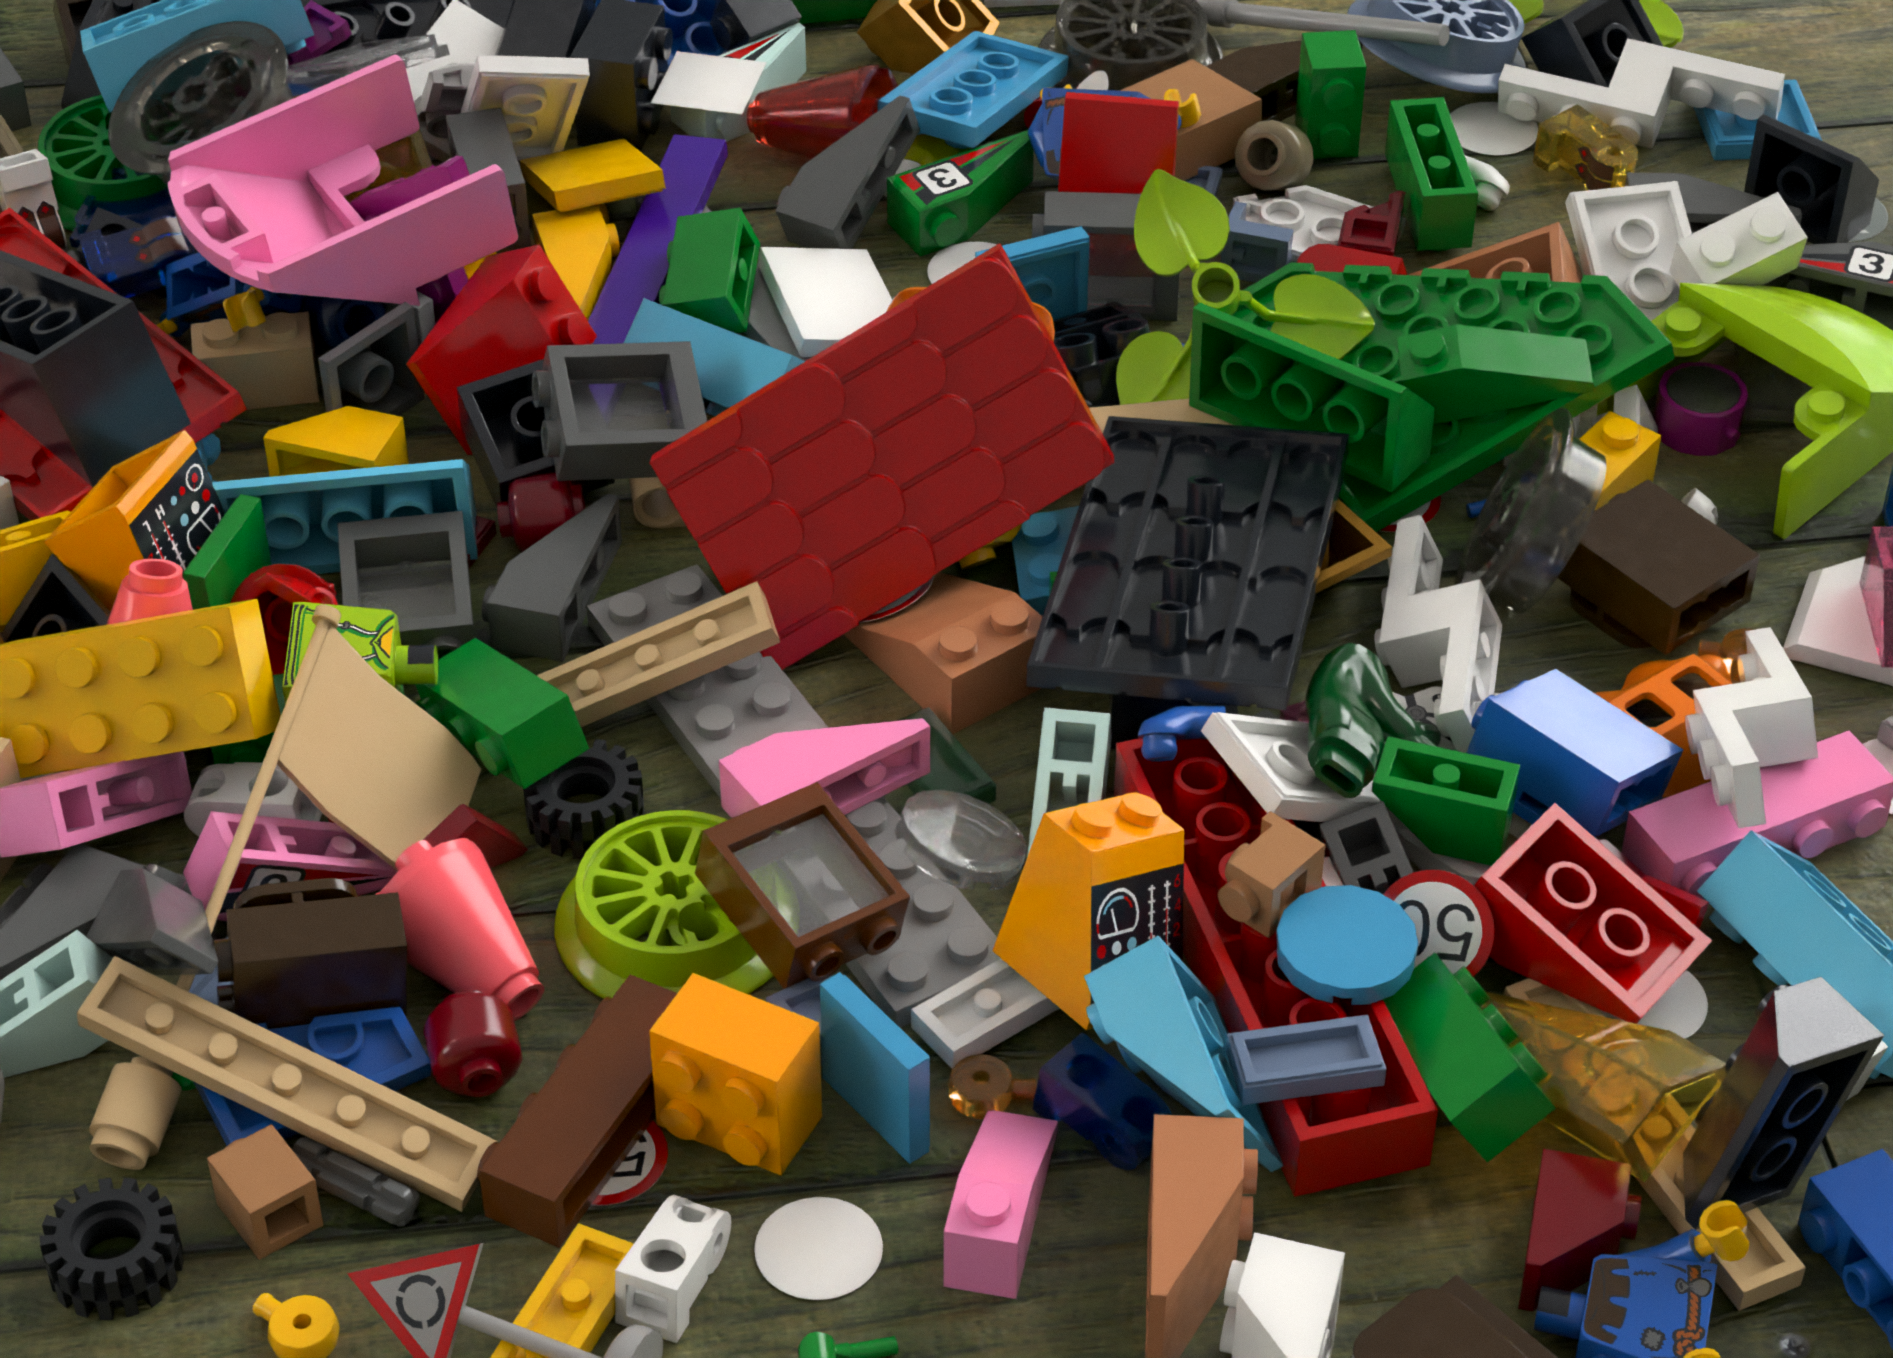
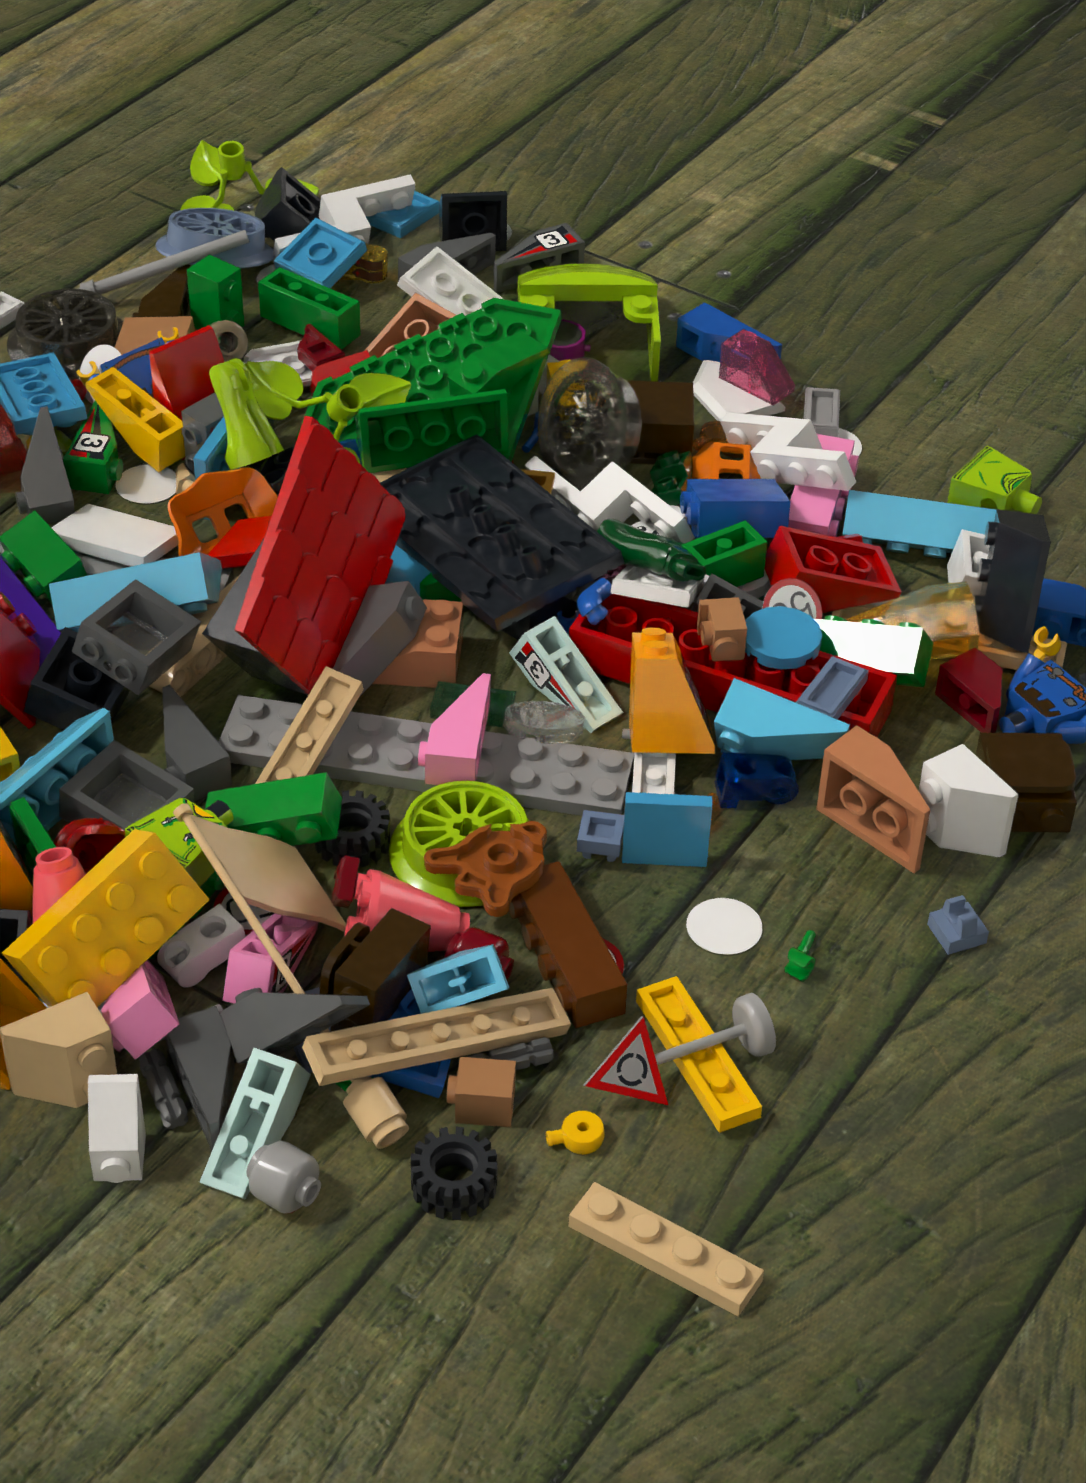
camera: 50 degrees left, 0 degrees up
(374, 1034) = (458, 979): none -> medium azure slope
(537, 508) = (136, 720): dark red head -> none
(620, 946) = (493, 863): none -> dark orange tile
(670, 1266) = (698, 971): white leg -> none
(736, 1074) = (620, 873): light orange brick -> none
(802, 886) = (543, 779): reddish brown window -> none
(889, 596) = (380, 630): none -> dark grey slope
(997, 1203) = (774, 846): bright pink slope -> none
(1023, 164) = (139, 418): none -> yellow slope
(1088, 240) = (247, 428): none -> lime piece
(1531, 114) = (321, 253): none -> dark azure tile
(1591, 659) = (671, 475): none -> dark green slope
(1742, 247) = (506, 262): white brick -> none

